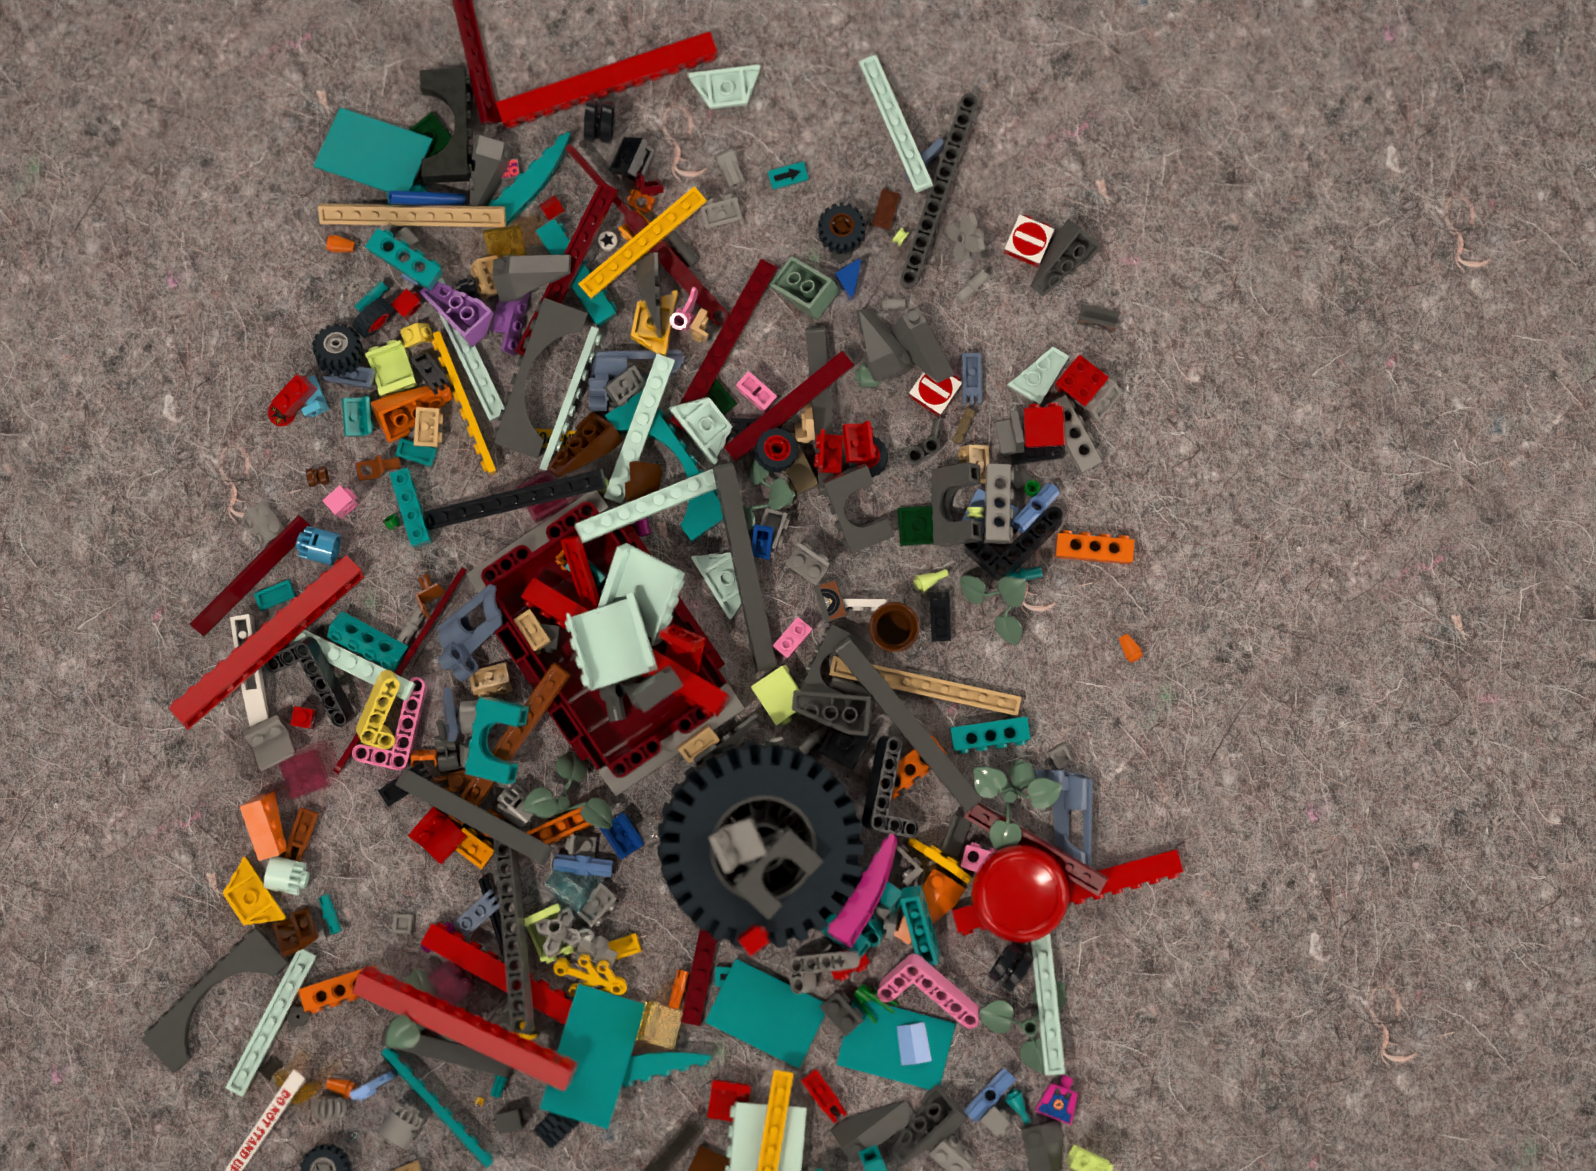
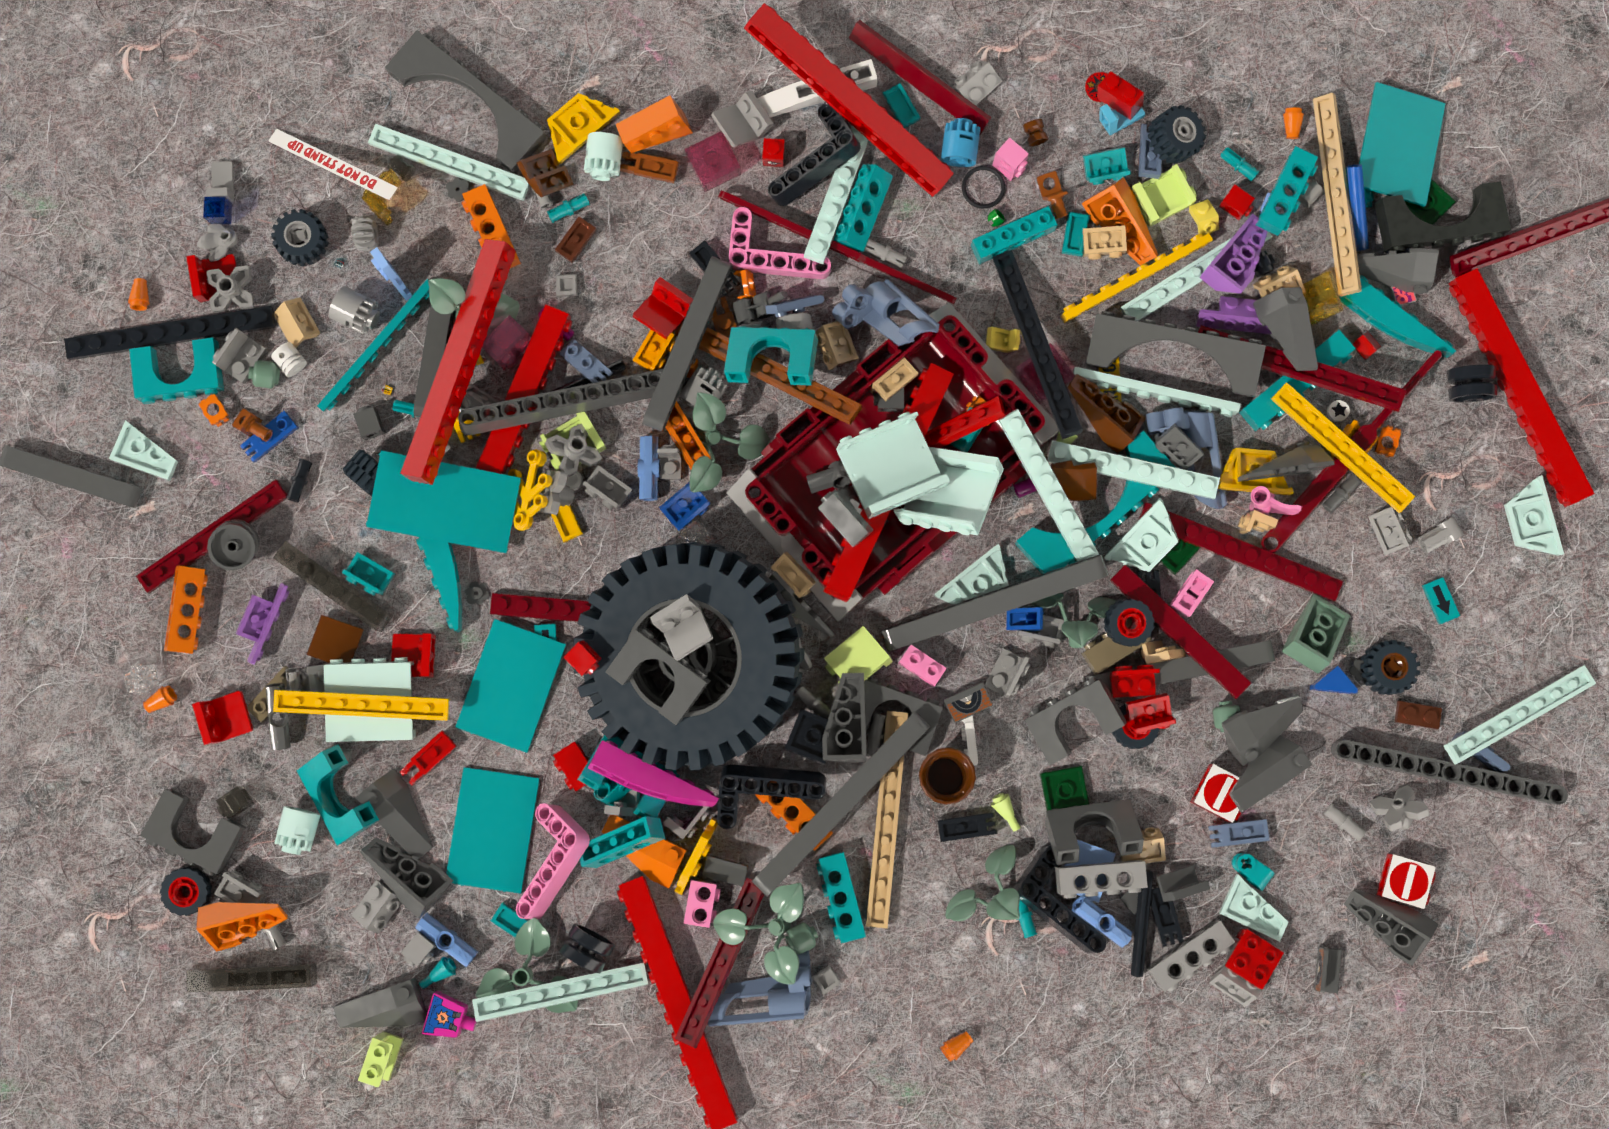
camera: 85 degrees right, 0 degrees up
(341, 1087) = (388, 243): orange cone -> none
(360, 910) = (575, 239): none -> copper plate
(373, 317) = (1217, 167): black wheel -> none
(378, 532) = (983, 206): none -> black tyre
(387, 687) = (792, 228): light yellow beam -> none
(428, 593) = (923, 266): dark orange bracket -> none
(430, 371) = (1166, 236): black hinge -> none
(505, 529) = (1002, 339): none -> light yellow bracket
(567, 891) = (618, 453): clear light blue brick -> none
(632, 157) = (1435, 426): black bracket -> none
(648, 188) = (1404, 446): dark red bracket -> none
(649, 1135) = (368, 573): none -> teal bracket
(659, 1025) = (485, 570): clear yellow bracket -> none
(678, 988) = (527, 586): orange axle -> none
(683, 647) = (896, 544): red bracket -> none
(803, 968) = (563, 720): light grey beam -> none
(841, 1013) = (518, 767): dark grey bracket -> none
(866, 993) = (542, 790): green plant -> none
(893, 304) = (1311, 735): light grey pin -> none
(900, 237) = (1389, 735): yellowish green bush -> none
(913, 1044) = (493, 849): light blue slope -> none
(921, 448) = (1151, 785): dark grey beam -> none
(963, 426) = (1183, 829): dark tan axle -> none
(975, 512) = (1087, 853): yellowish green bush -> none
(977, 1037) = (507, 919): none -> teal tile
(1006, 369) = (1255, 871): none -> teal piece
(1020, 893) = (668, 950): red piece -> none
(1028, 486) = (1125, 910): green hinge -> none
(1044, 425) = (1196, 922): red piece -> none
(1045, 474) = (1141, 928): none -> black axle
(1123, 556) = (1057, 959): orange brick -> none

